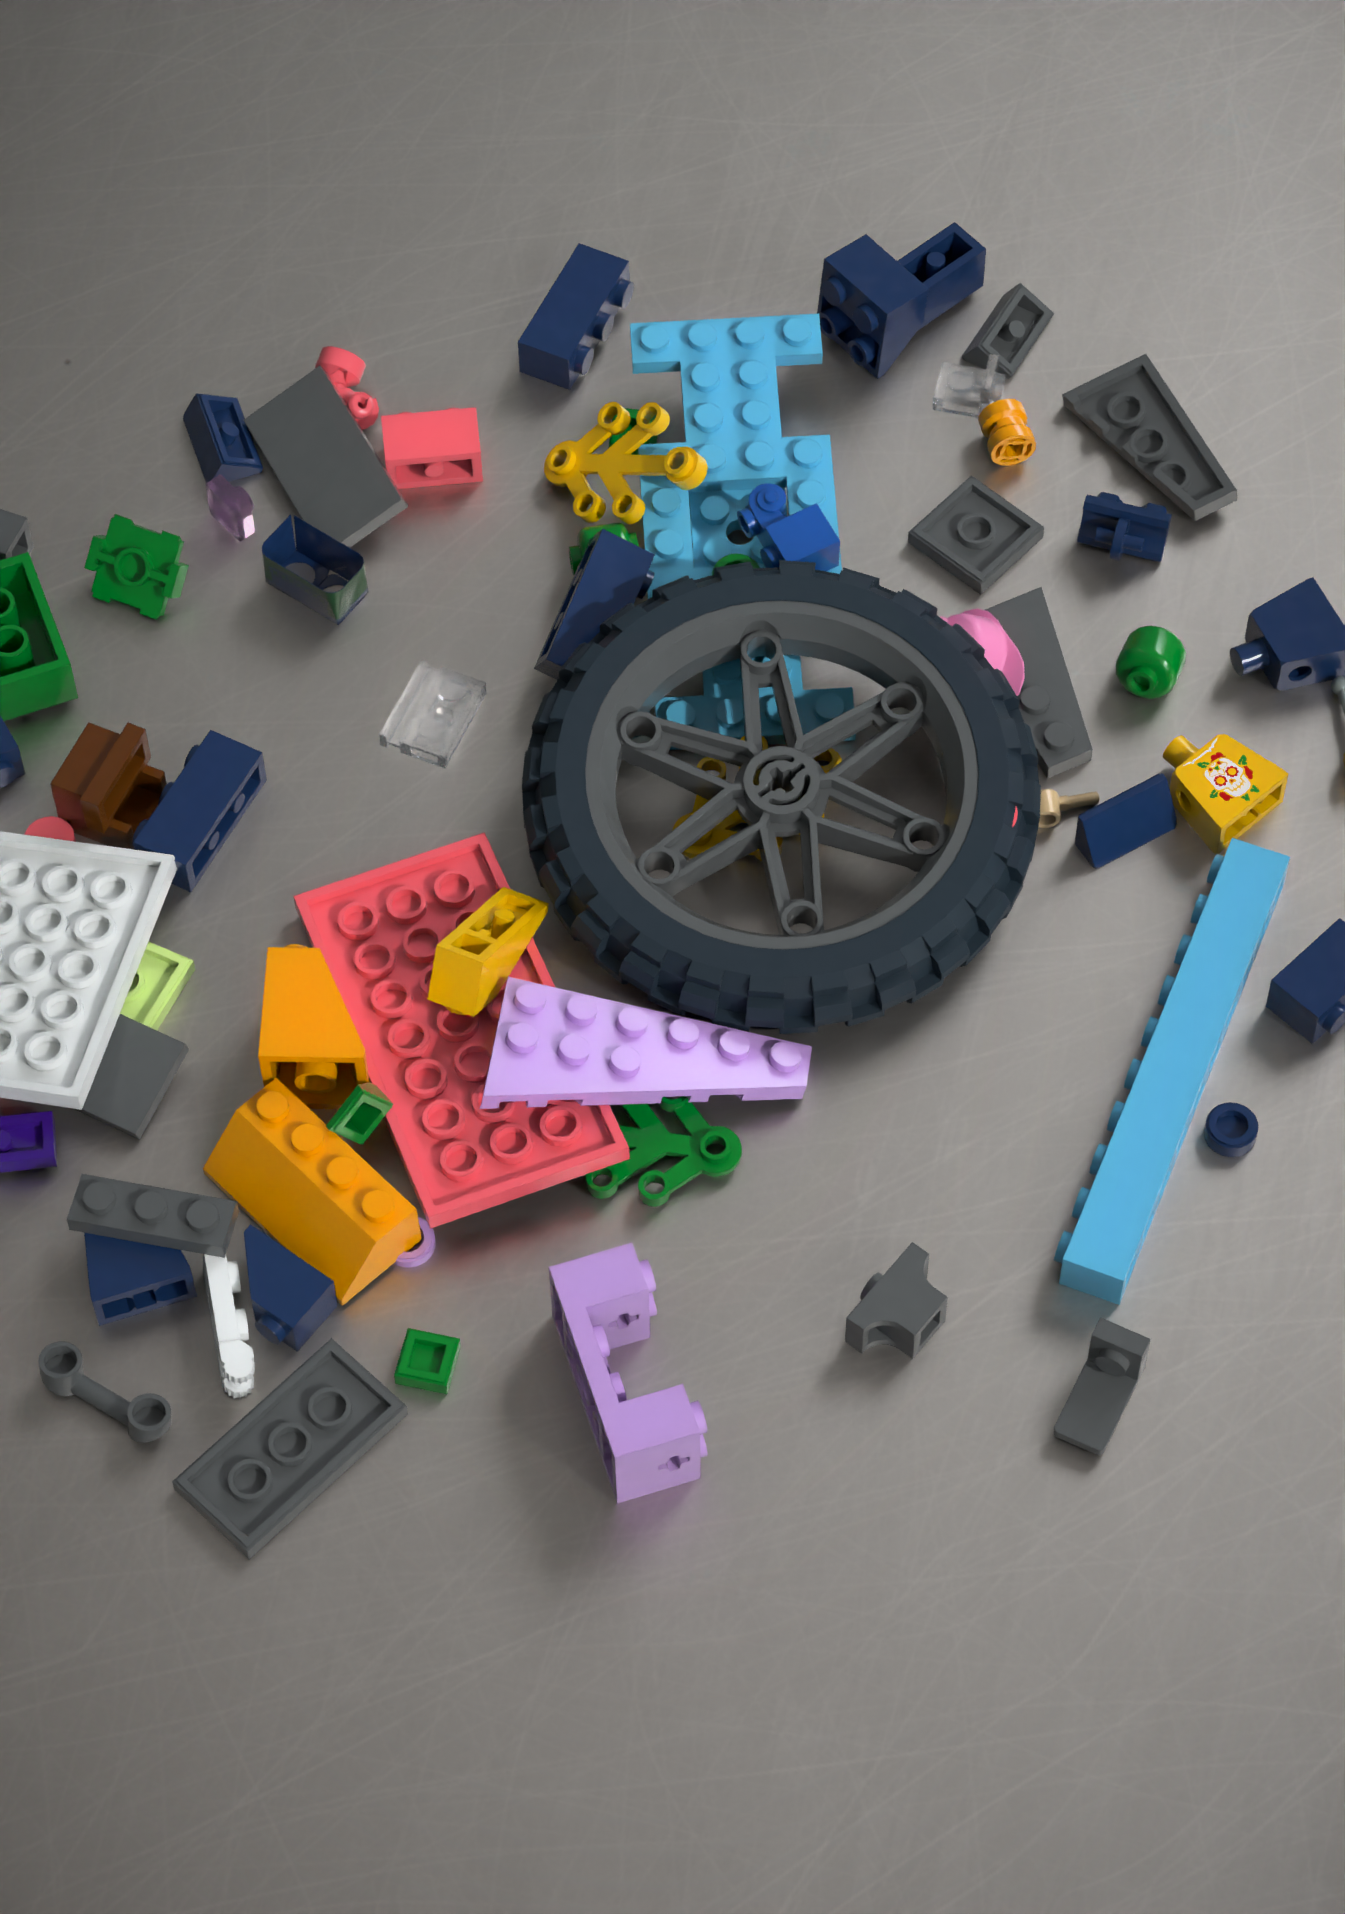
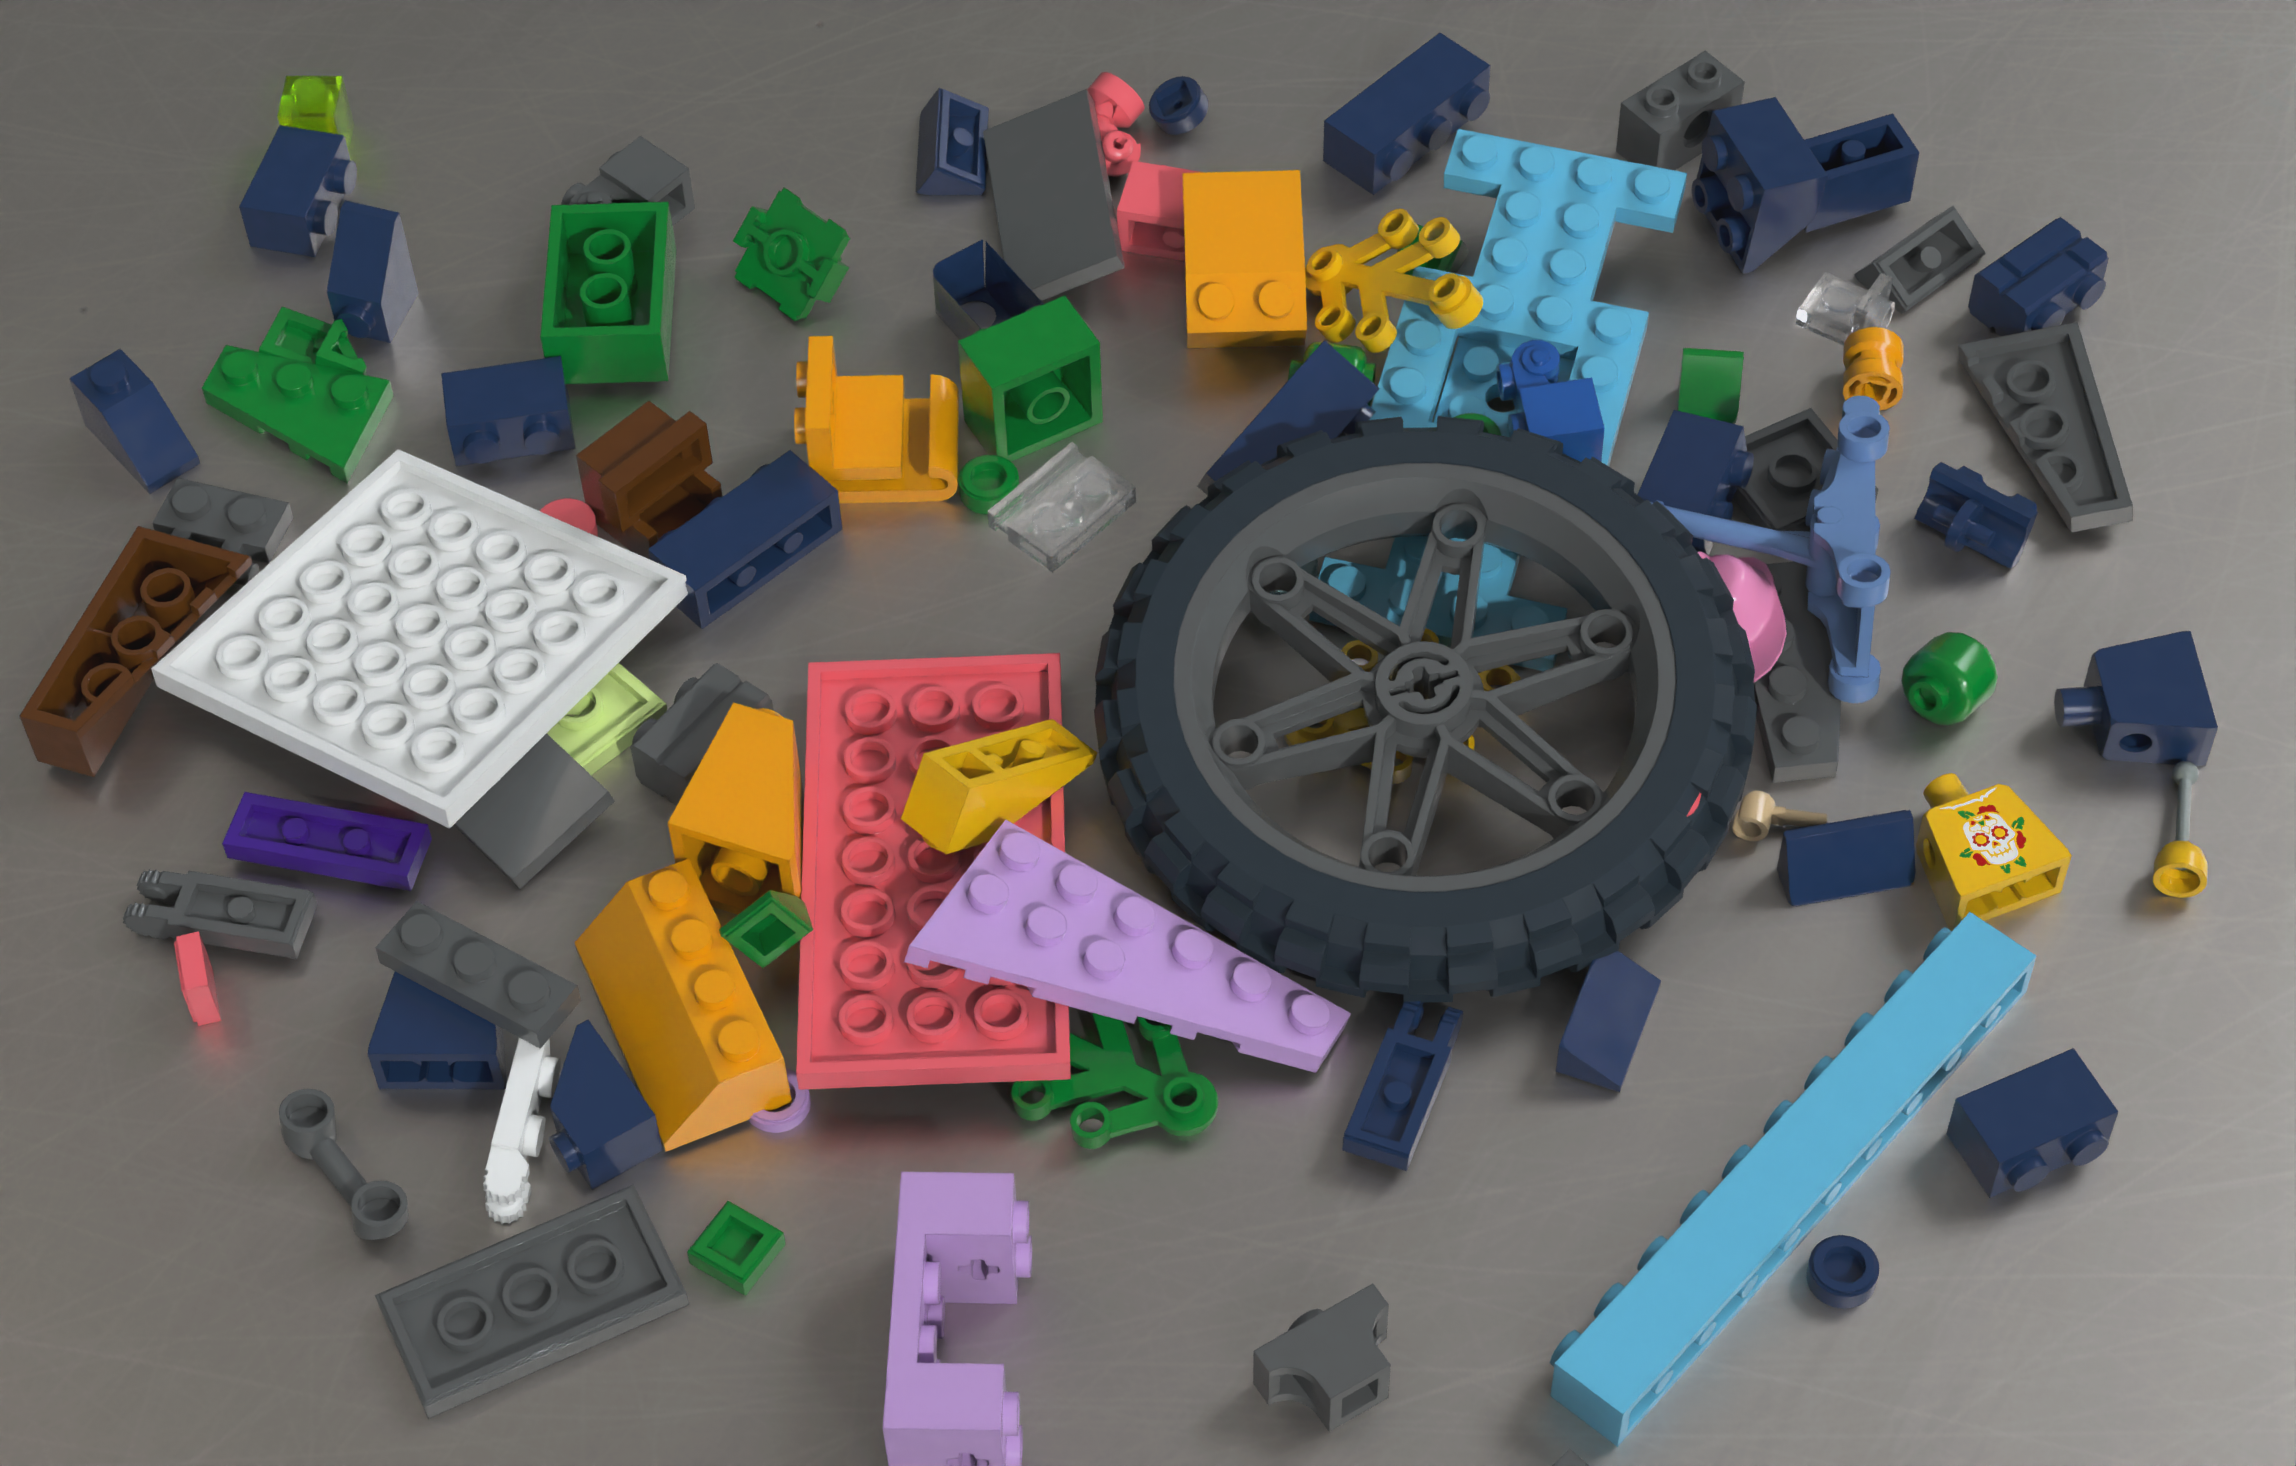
camera: 20 degrees right, 5 degrees down
(231, 507) = (926, 219): clear purple plate -> none
(232, 982) = (672, 747): none -> dark grey brick
(270, 699) = (871, 437): none -> light orange piece
(367, 711) = (986, 482): none -> green tile
(376, 620) = (1031, 380): none -> green brick
(390, 356) = (1178, 105): none -> dark blue tile
(501, 473) = (1244, 259): none -> light orange slope
(786, 263) = (1672, 115): none -> dark grey brick
(870, 1092) = (1401, 1088): none -> dark blue hinge
(890, 479) = (1710, 383): none -> green slope
(911, 552) = (1699, 468): none -> dark blue brick
(998, 996) = (1607, 1021): none -> dark blue slope
(1047, 588) = (1839, 550): none -> medium blue piece
(1105, 327) = (2039, 281): none -> dark blue brick

